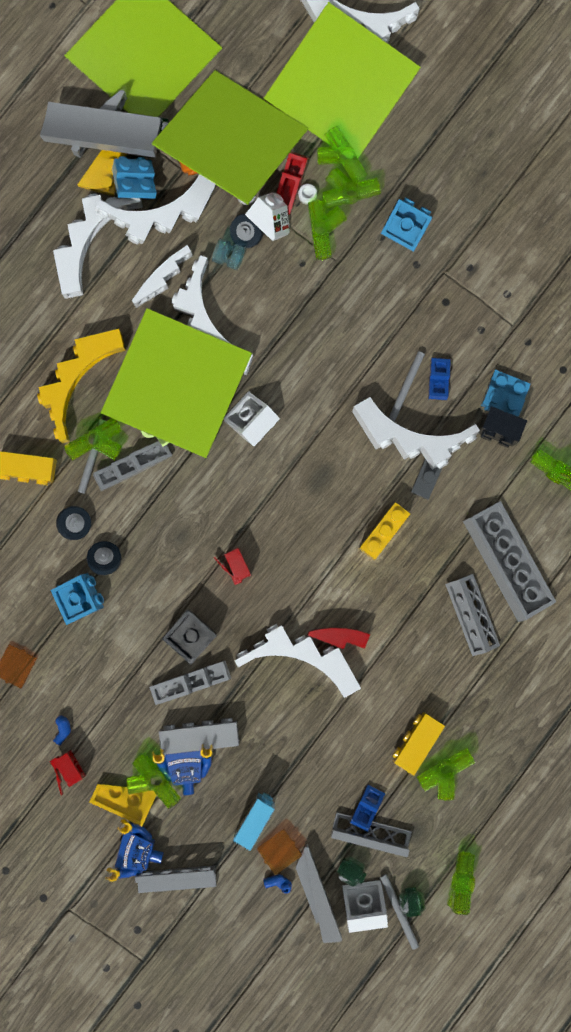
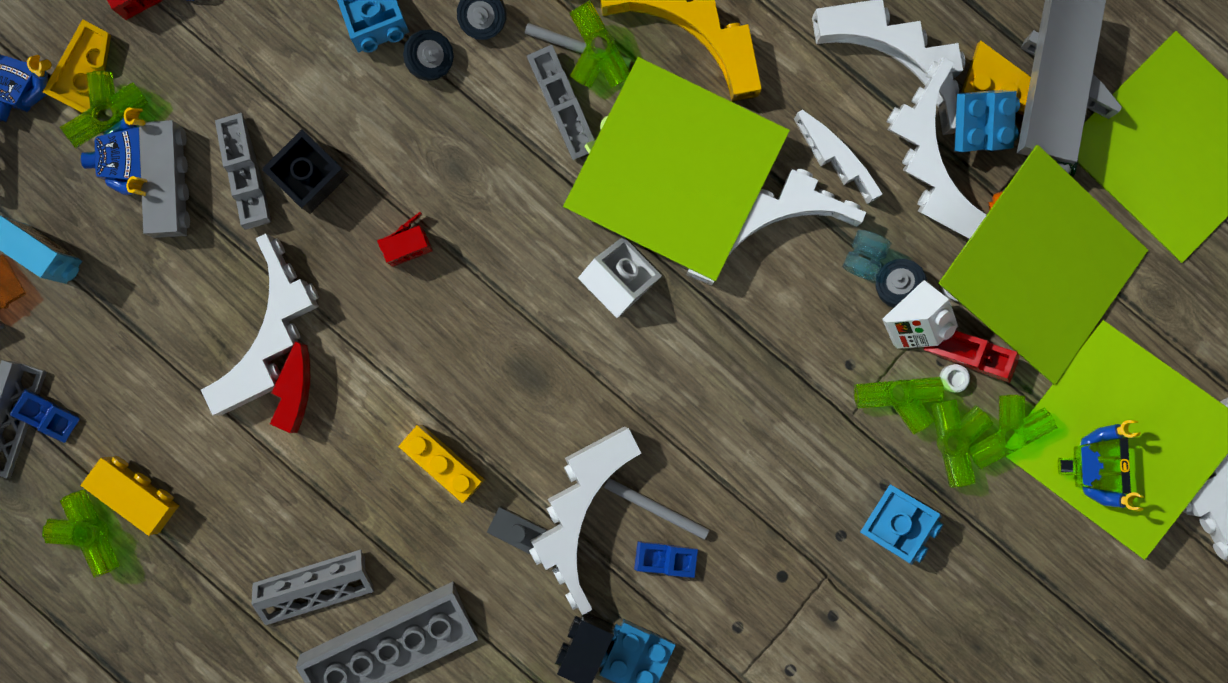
camera: 100 degrees right, 0 degrees up
(361, 95) = (1103, 466): none -> torso

